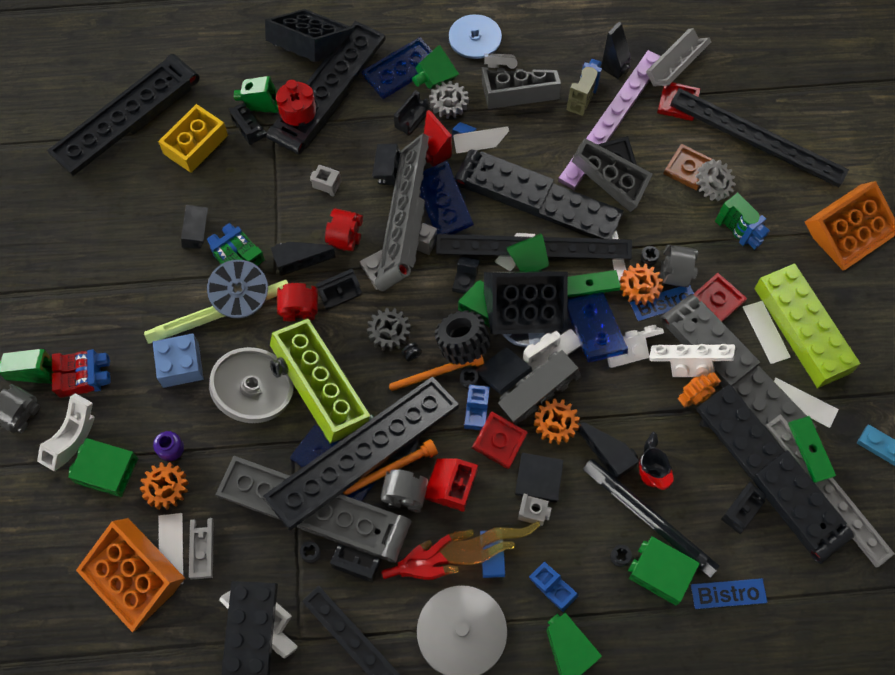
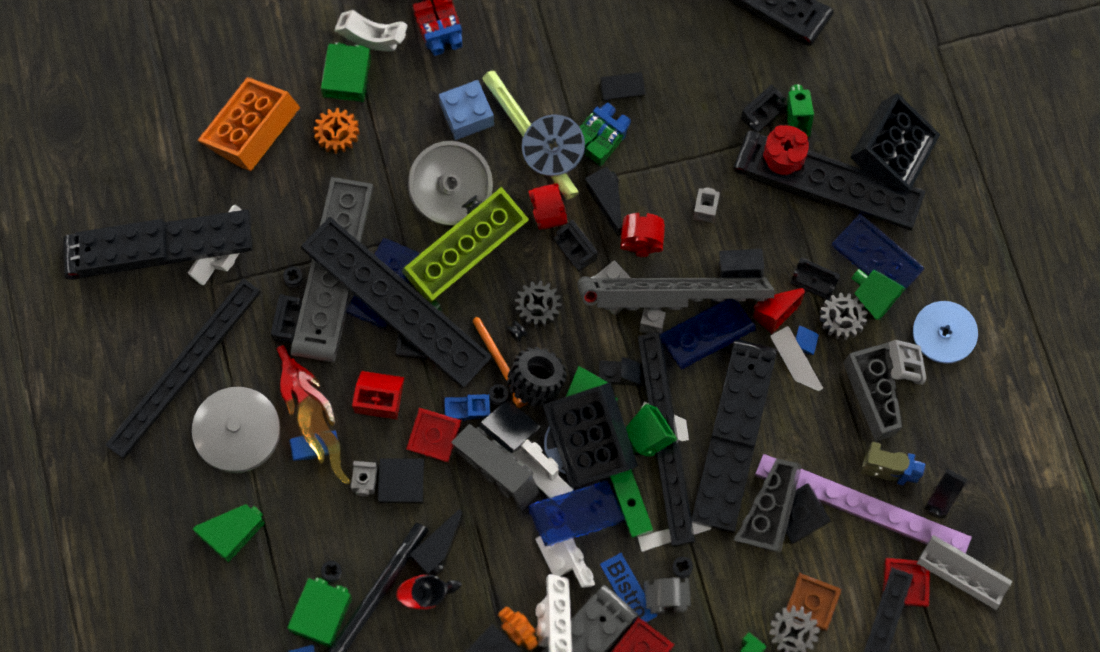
camera: 80 degrees right, 5 degrees up
(168, 446) = (374, 124): dark purple head -> none
(172, 539) = (286, 152): white sticker -> none
(193, 138) = (728, 58): yellow brick -> none
(201, 550) = (280, 179): light grey hinge -> none
(404, 490) = (361, 348): dark grey brick -> none
(427, 449) = (410, 365): orange piece -> none
(553, 586) = (291, 509): blue slope -> none
(560, 413) = (470, 482): orange gear -> none
(641, 275) = (633, 555): orange gear -> none

